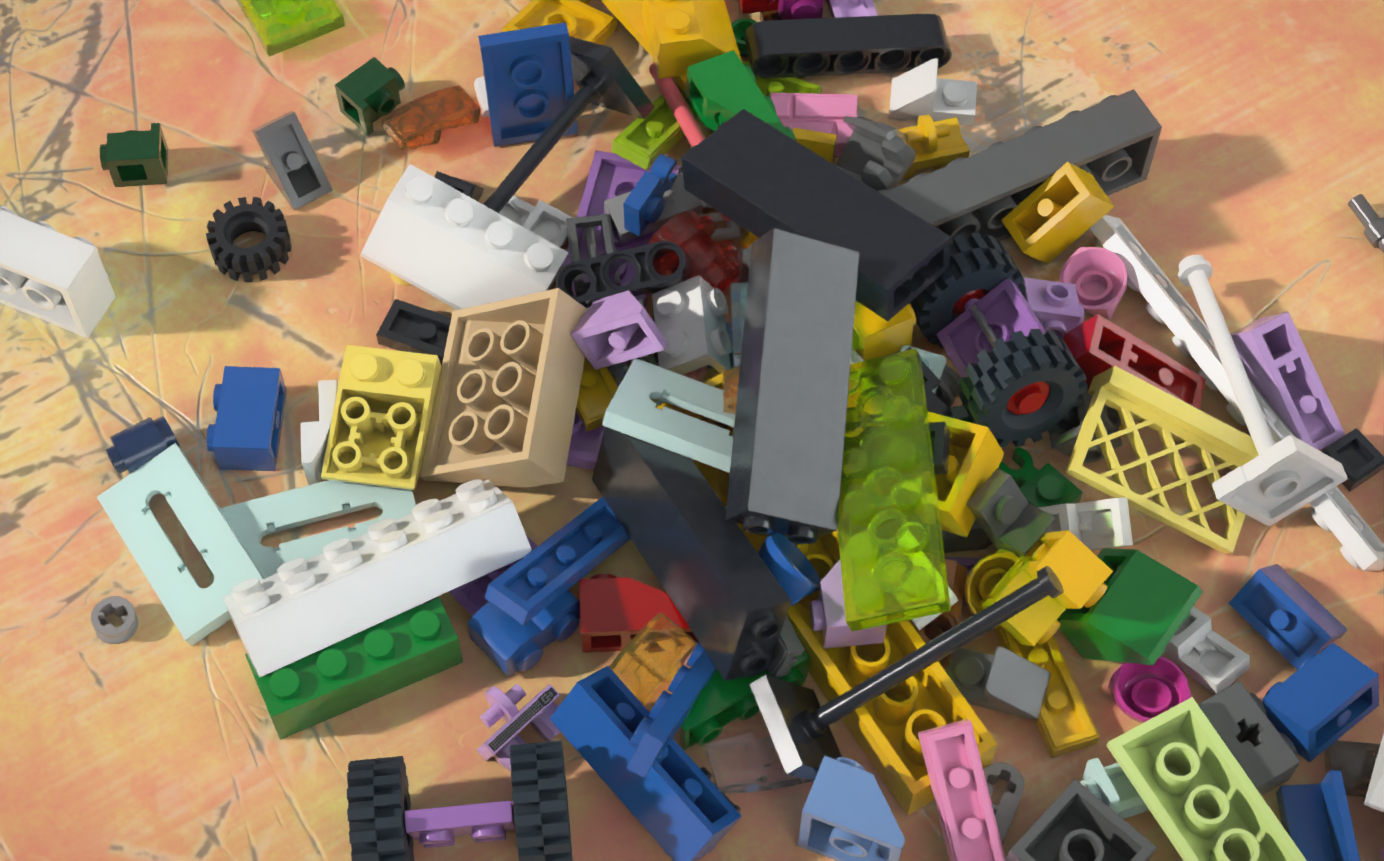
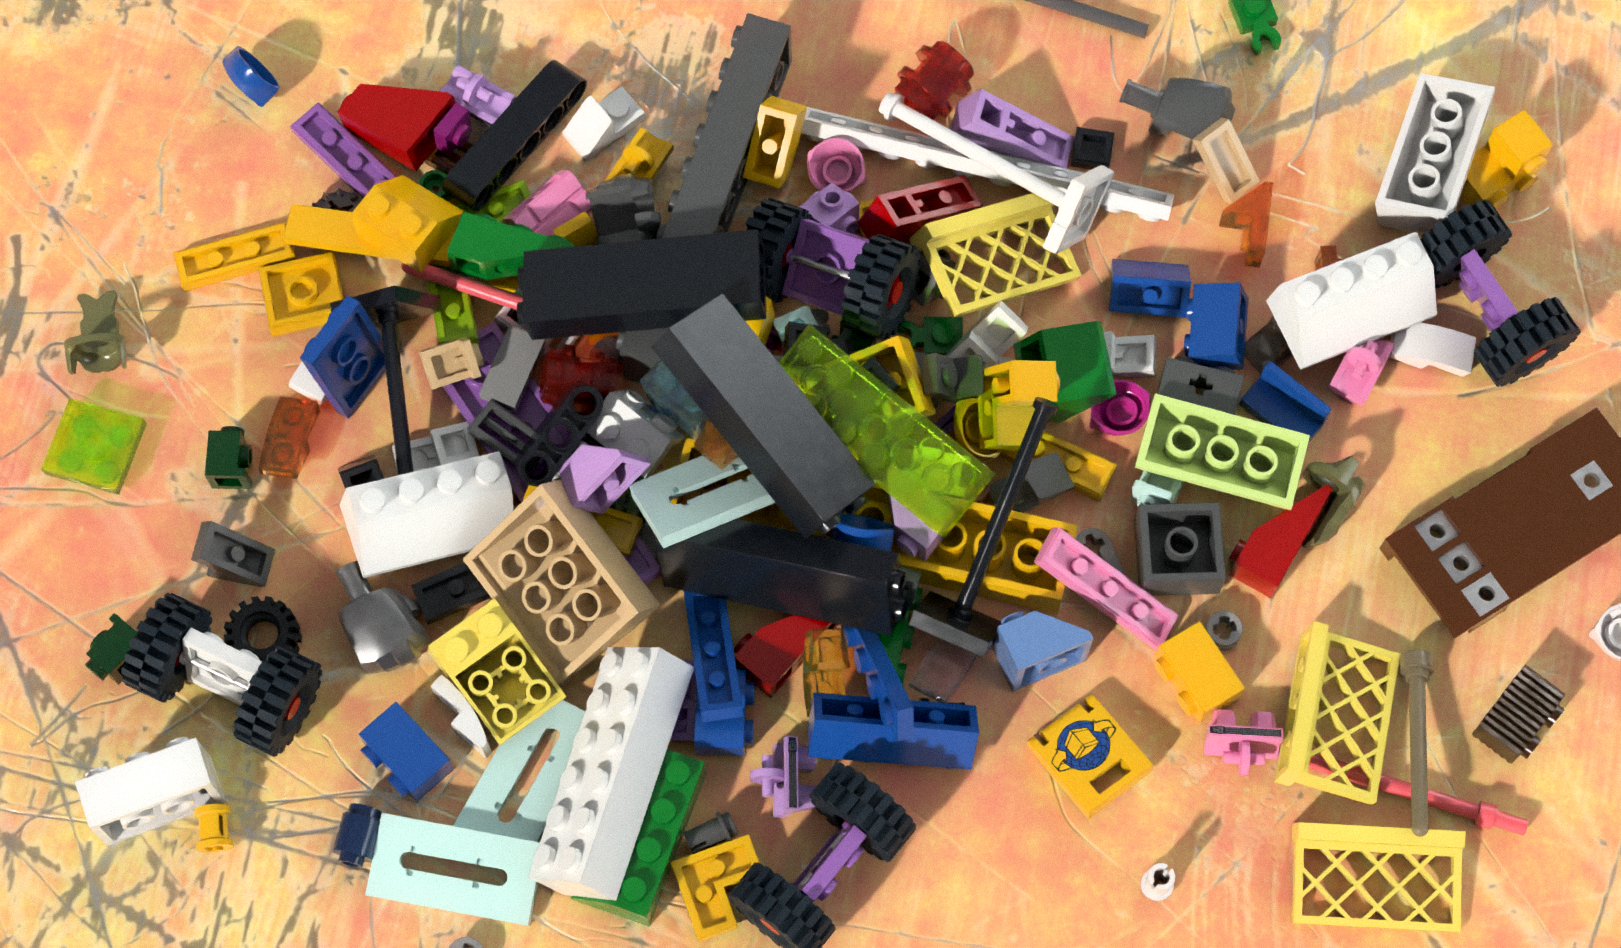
camera: 45 degrees left, 10 degrees up
(51, 343) = (213, 828): none -> yellow bush
(196, 276) = (179, 646): none -> black plate
(336, 304) = (380, 623): none -> flat silver piece
(362, 735) = (704, 880): none -> yellow plate
(409, 710) = (711, 833): none -> dark grey pin
(607, 158) = (451, 362): none -> tan bracket
(646, 200) = (516, 370): blue plate -> none
(1256, 282) = (935, 80): none -> clear red piece

